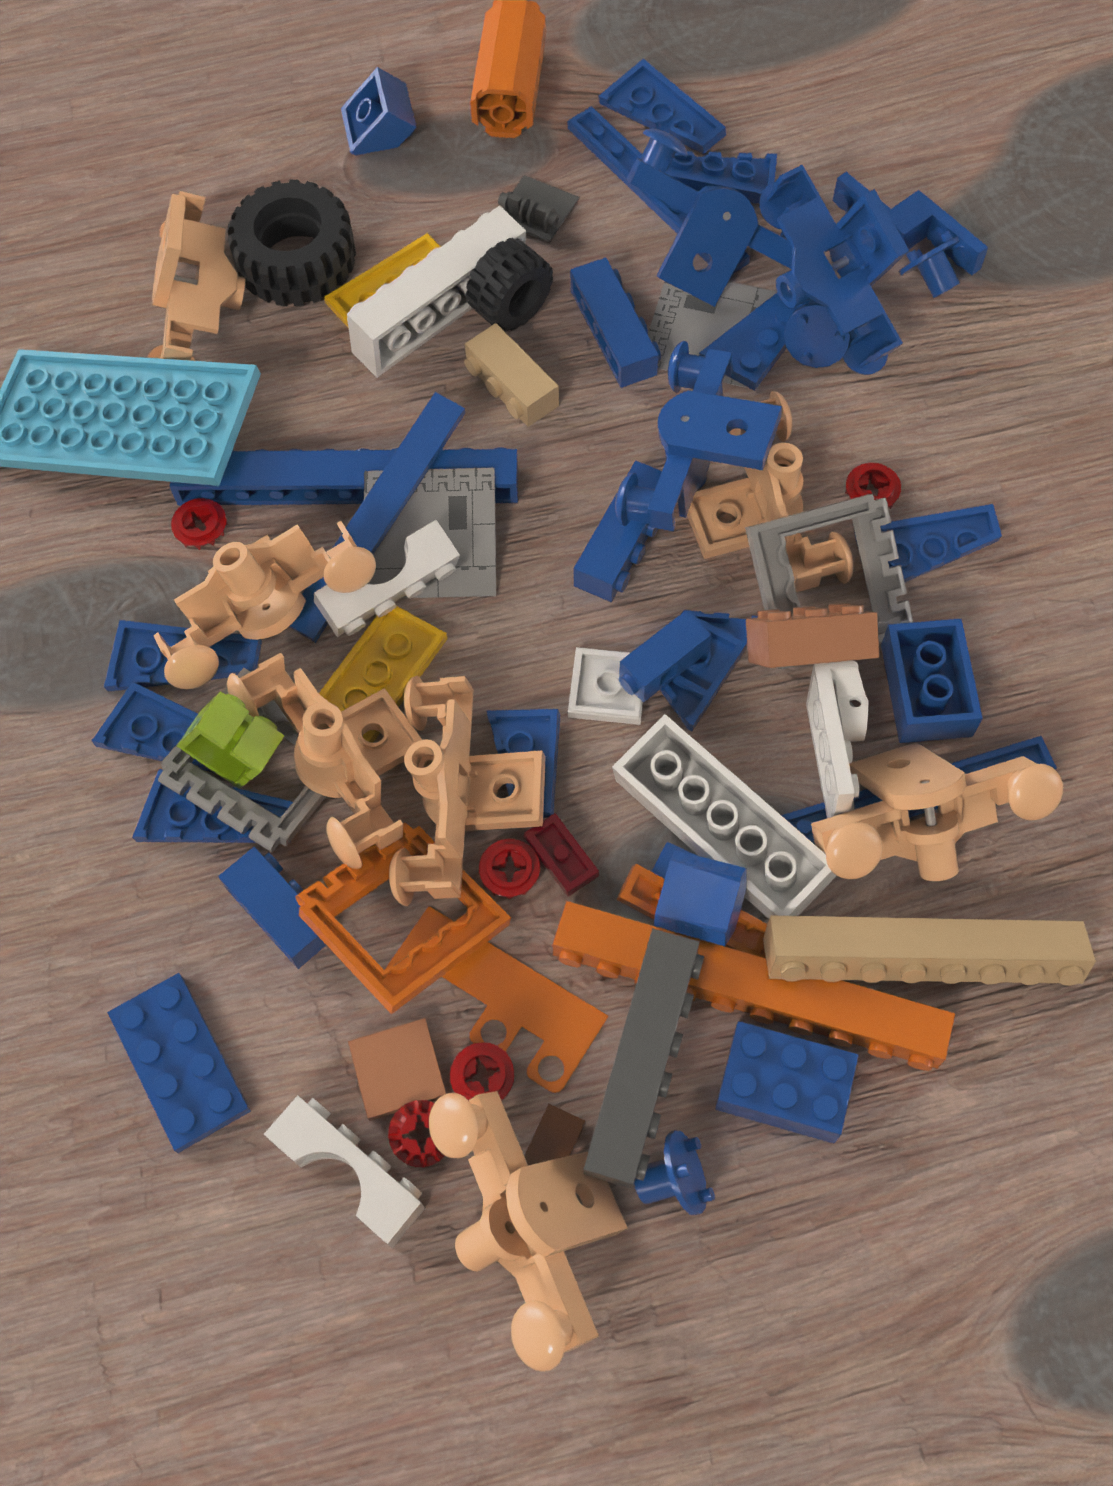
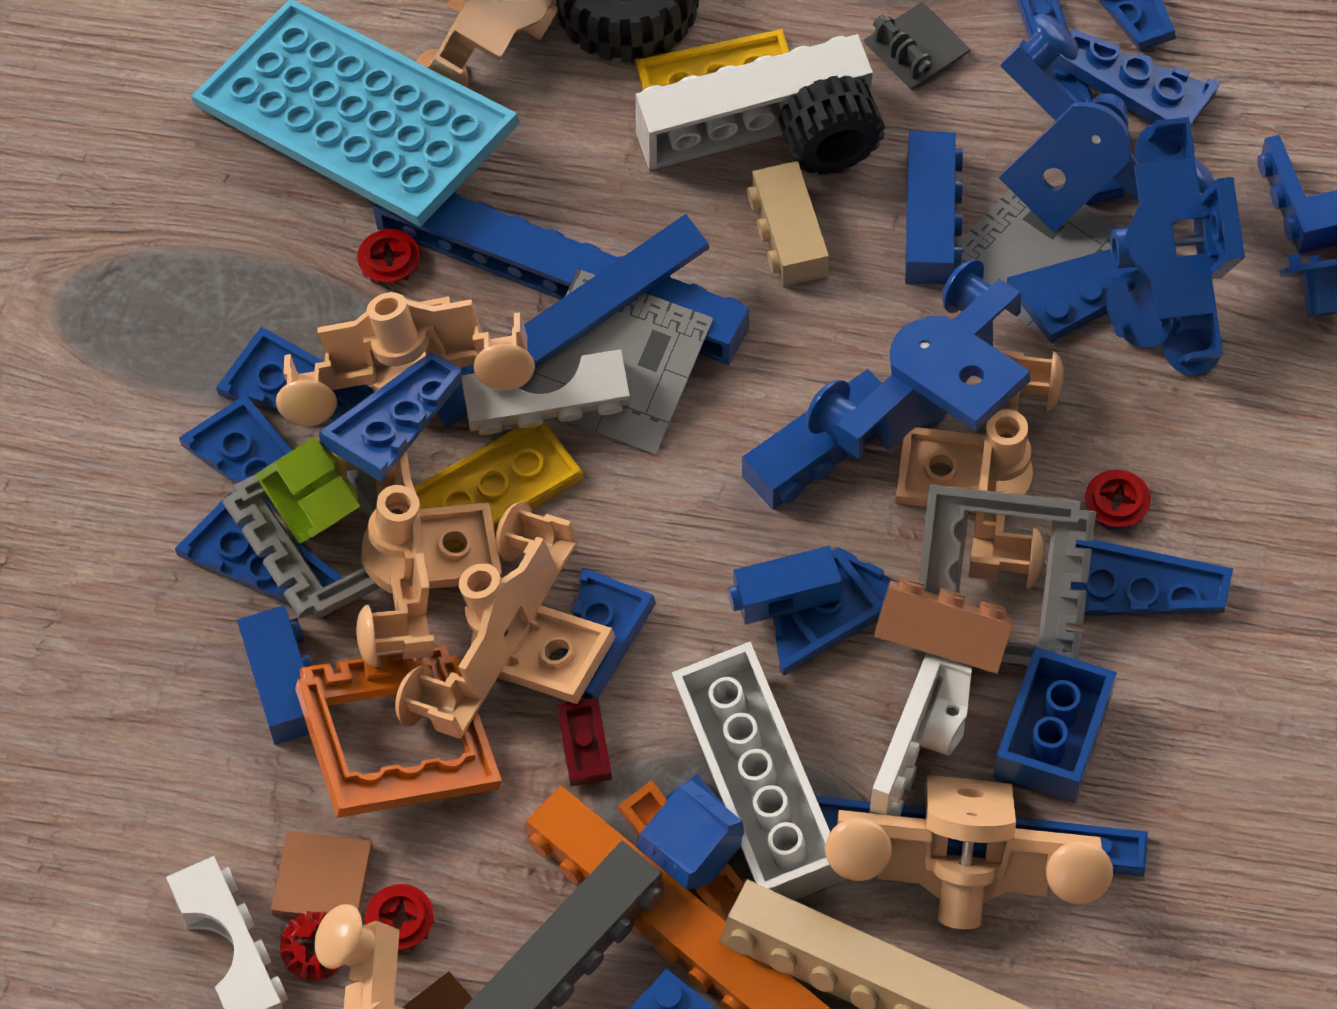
camera: 25 degrees right, 5 degrees down
(178, 1062) = (120, 782): blue plate -> none
(277, 650) = (391, 418): none -> blue wing
(496, 857) = (519, 718): red gear -> none
(518, 1000) = (473, 864): orange piece -> none
(597, 689) = (704, 596): white tile -> none

